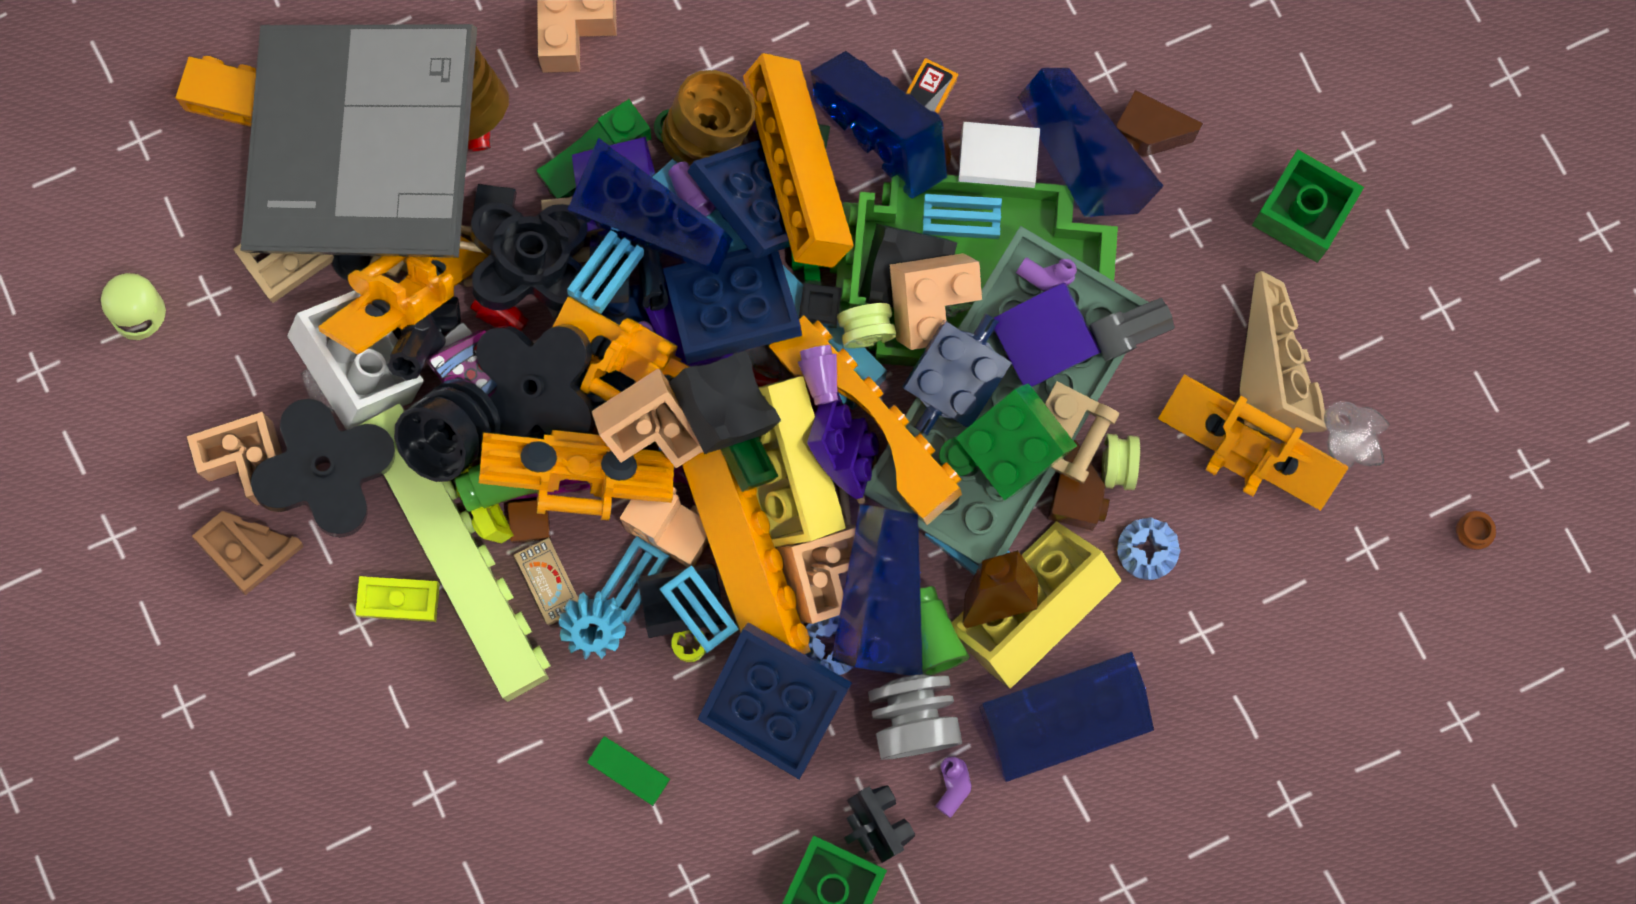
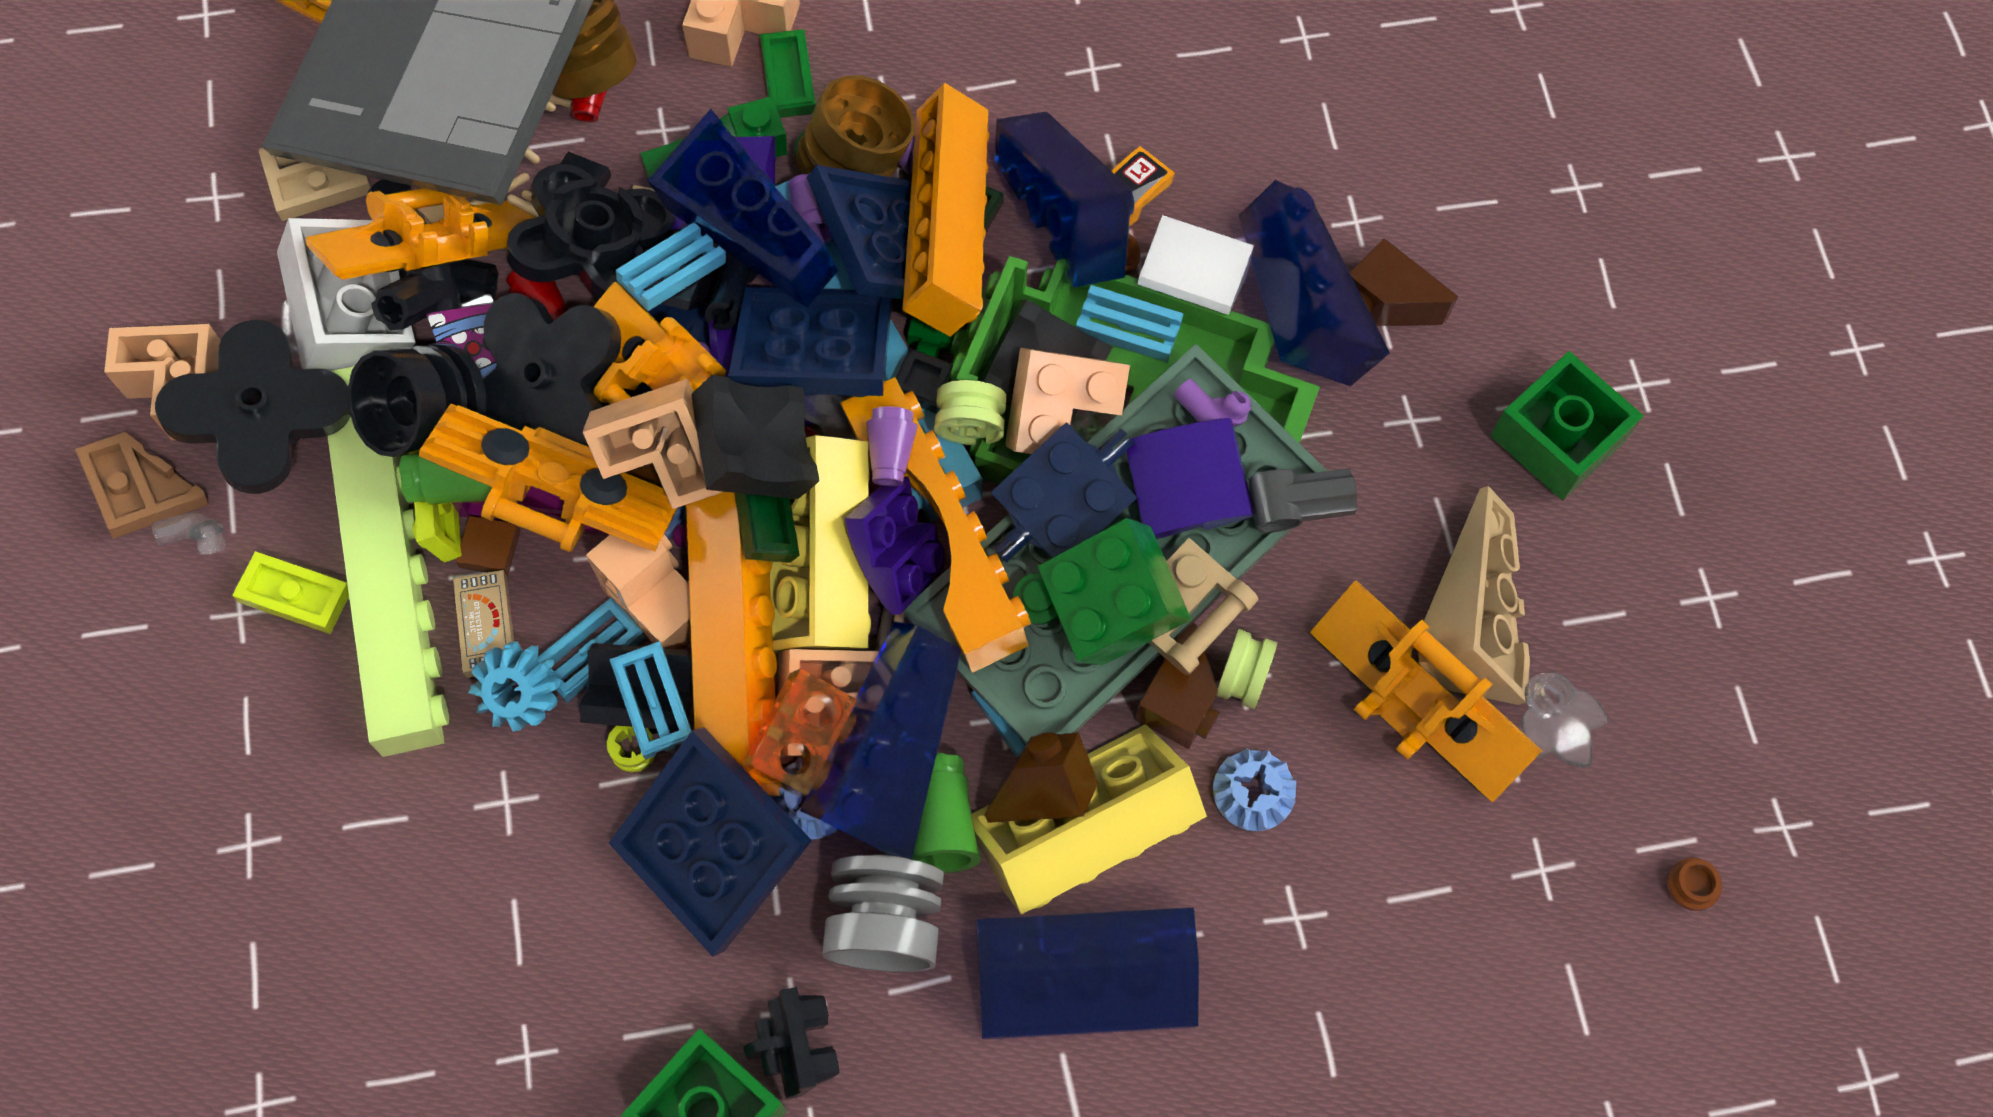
camera: 15 degrees right, 10 degrees down
(131, 301) = (116, 167): yellowish green helmet -> none
(305, 569) = (193, 527): none -> clear arm
(627, 66) = (788, 72): none -> green tile
(628, 771) = (499, 884): green piece -> none
(809, 605) = (789, 725): none -> clear orange brick
(957, 785) = (917, 1022): medium lavender arm -> none

